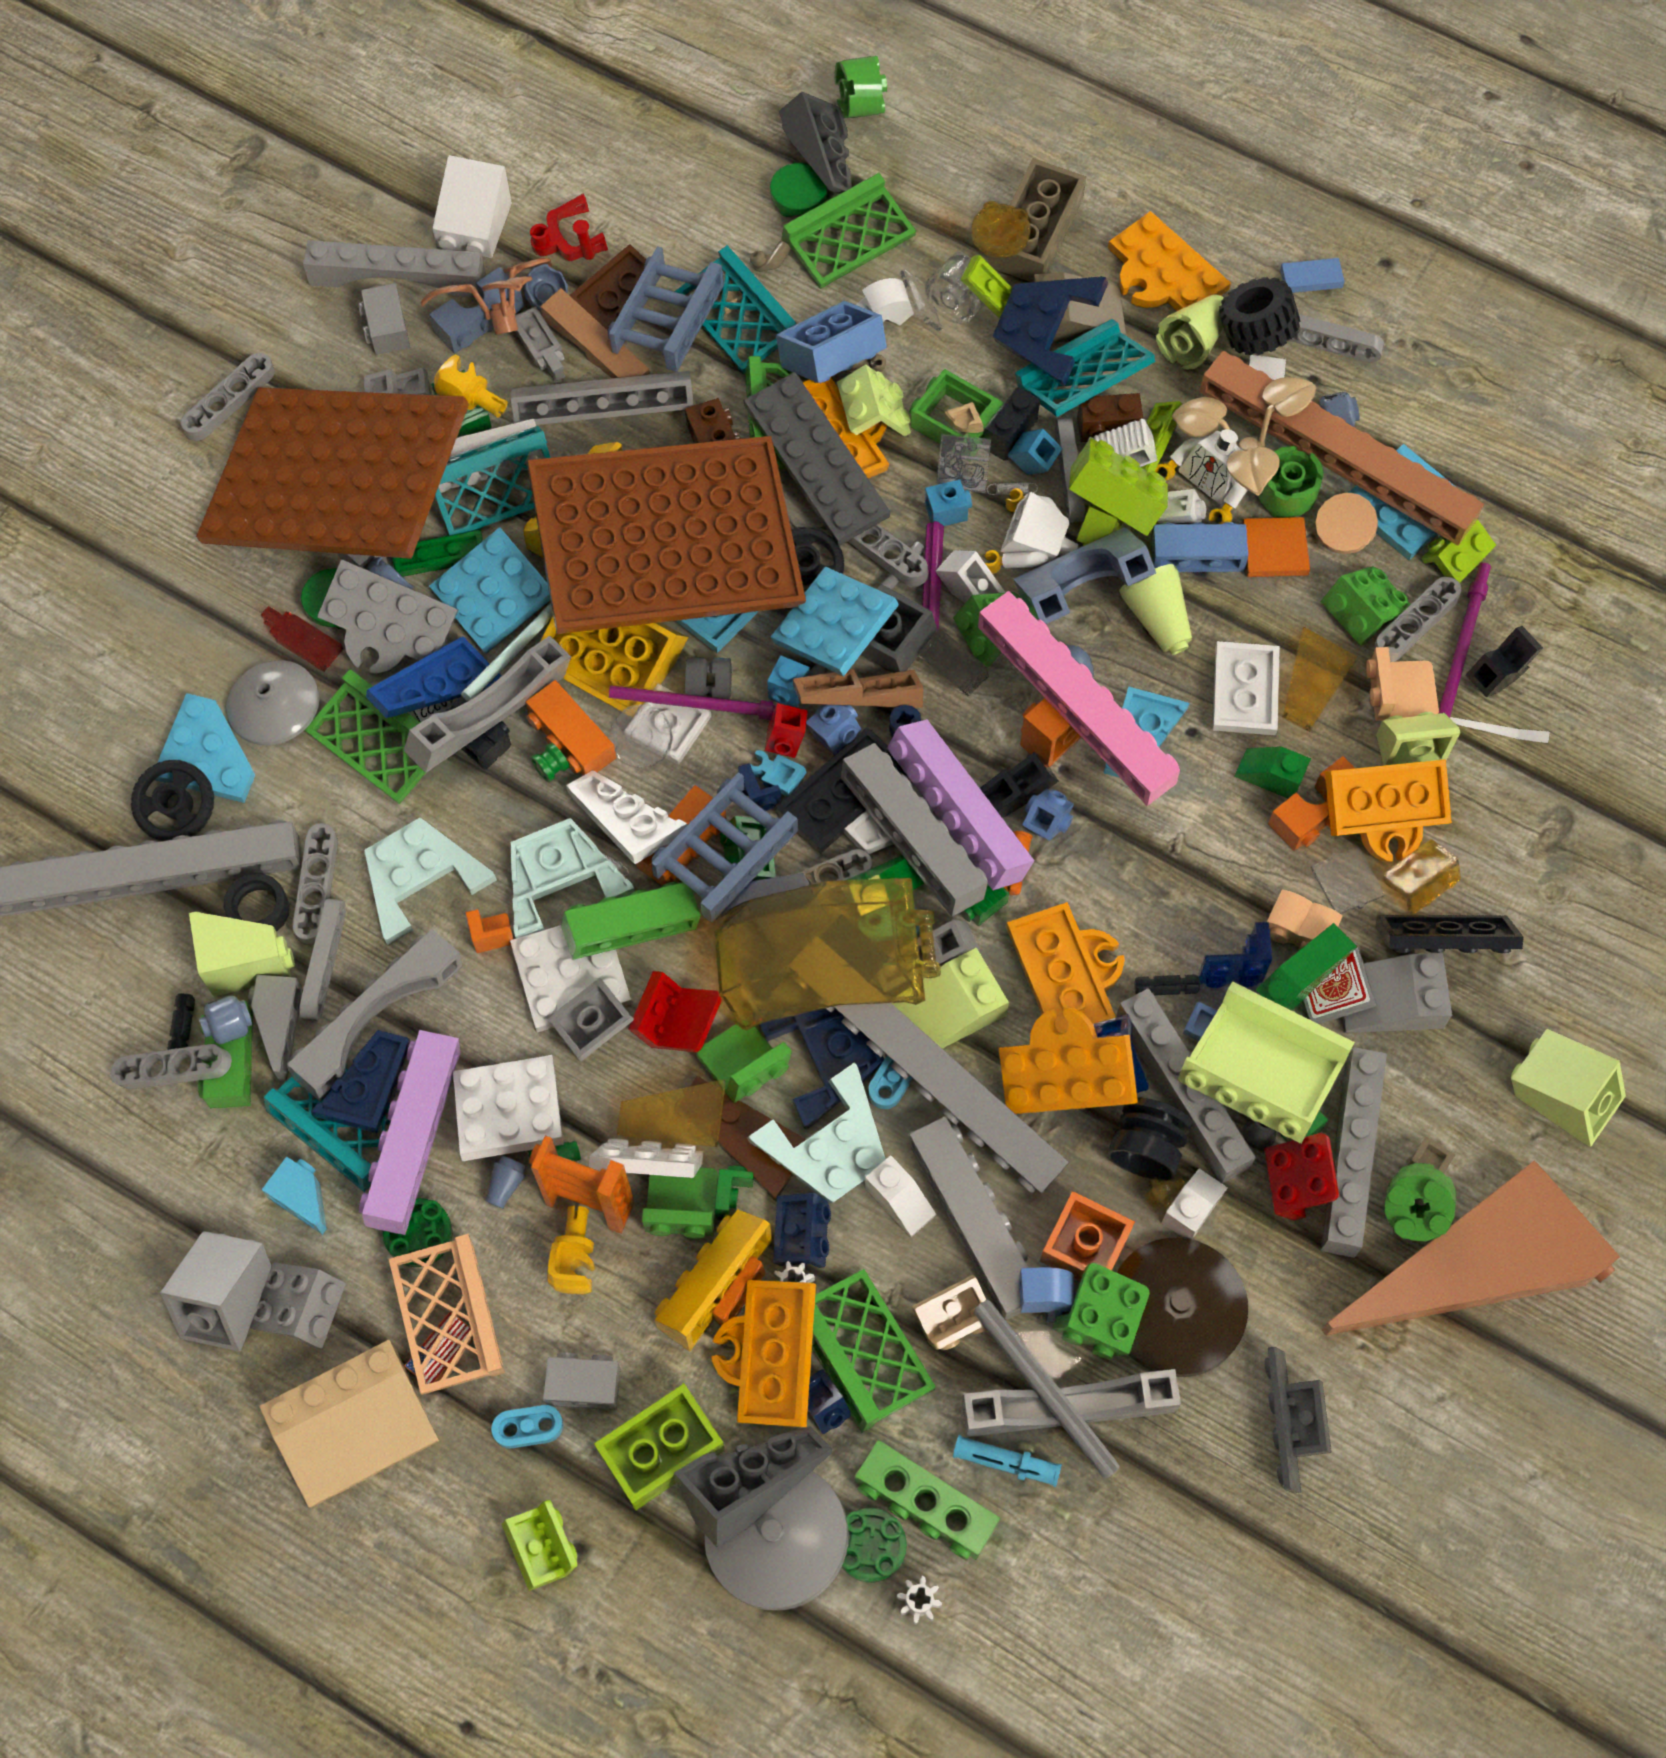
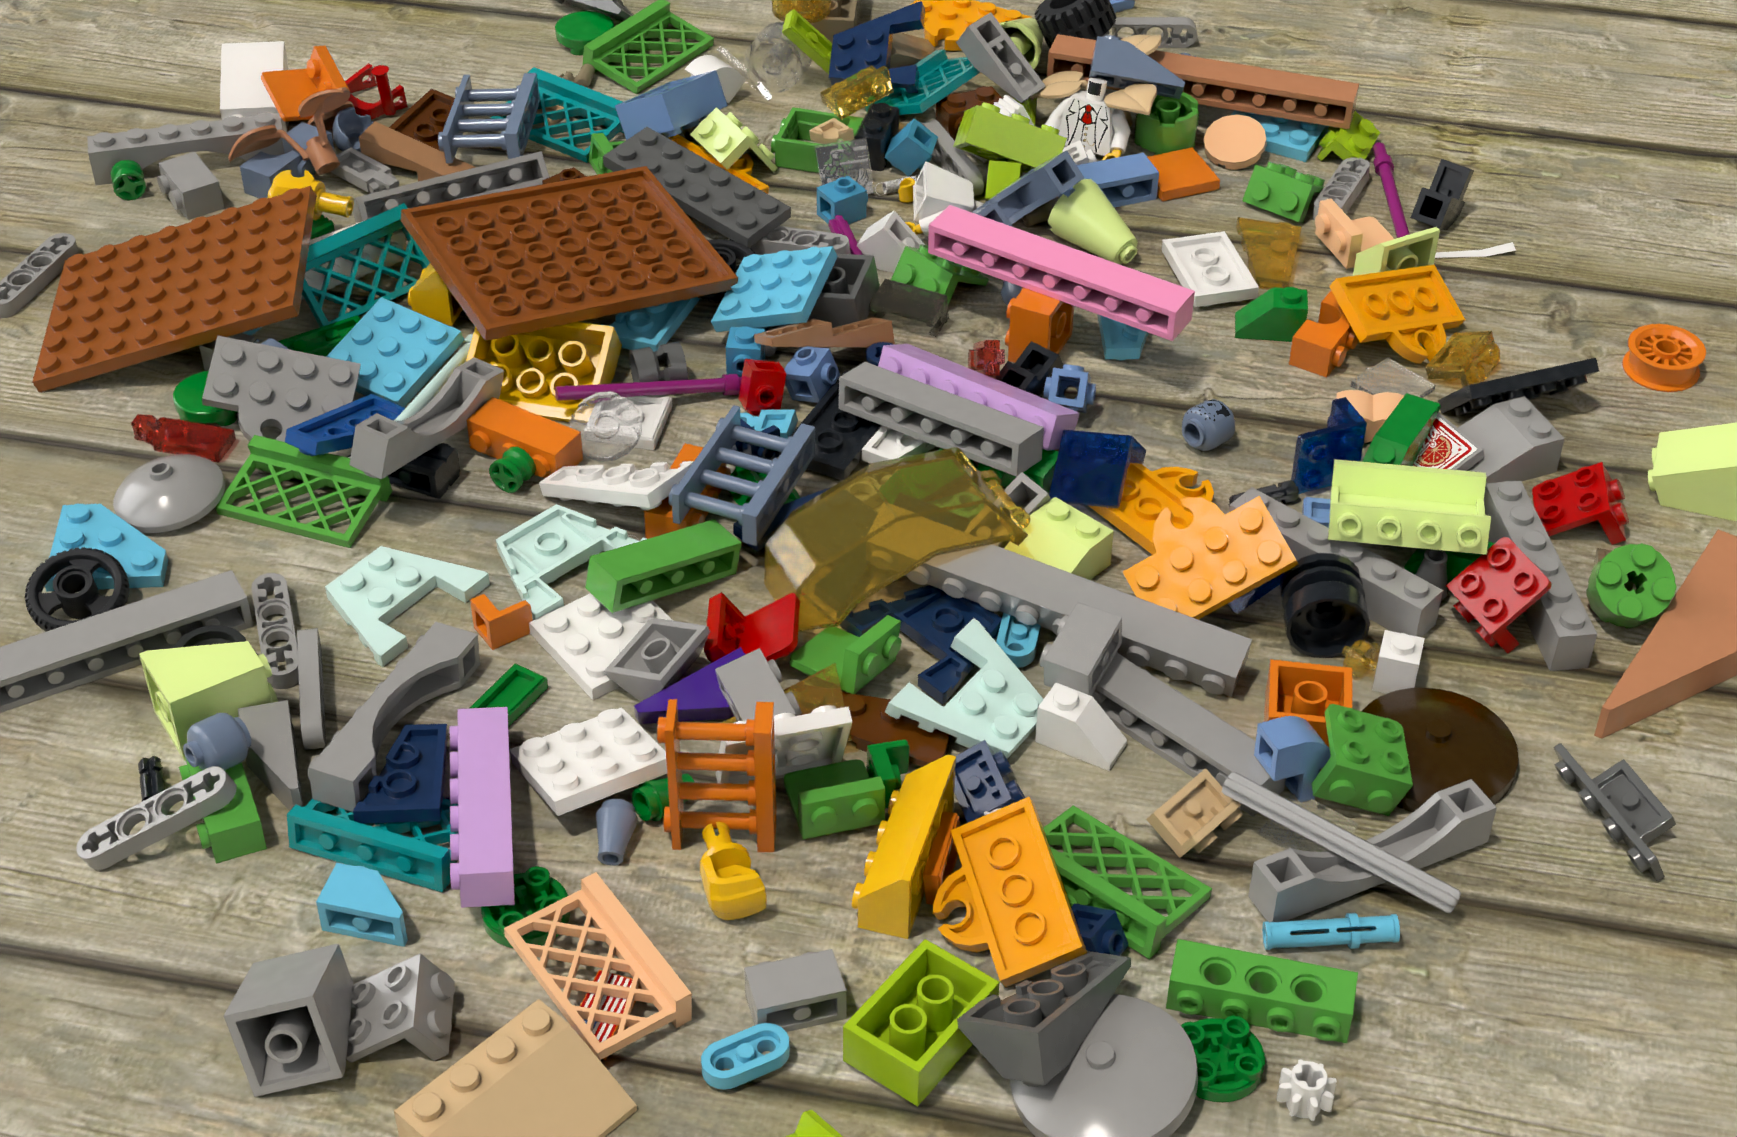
camera: 20 degrees left, 25 degrees down
(334, 296) = (124, 187): none -> green wheel
(470, 1013) = (515, 690): none -> green tile
(509, 231) = (292, 87): none -> orange bracket
(623, 1069) = (696, 696): none -> dark purple slope
(646, 1103) = (752, 681): none -> light grey brick
(920, 1135) = (1082, 648): none -> light grey brick
(985, 760) = (986, 357): none -> clear red hinge
(1006, 372) = (857, 91): none -> clear yellow bracket
(1026, 919) = (1094, 467): none -> clear blue bracket
(1152, 376) = (999, 59): none -> light grey slope
(1153, 890) = (1208, 425): none -> sand blue head
(1261, 425) = (1126, 65): none -> sand blue slope
(1437, 1082) = (1581, 499): none -> red bracket
(1623, 942) = (1664, 357): none -> orange wheel

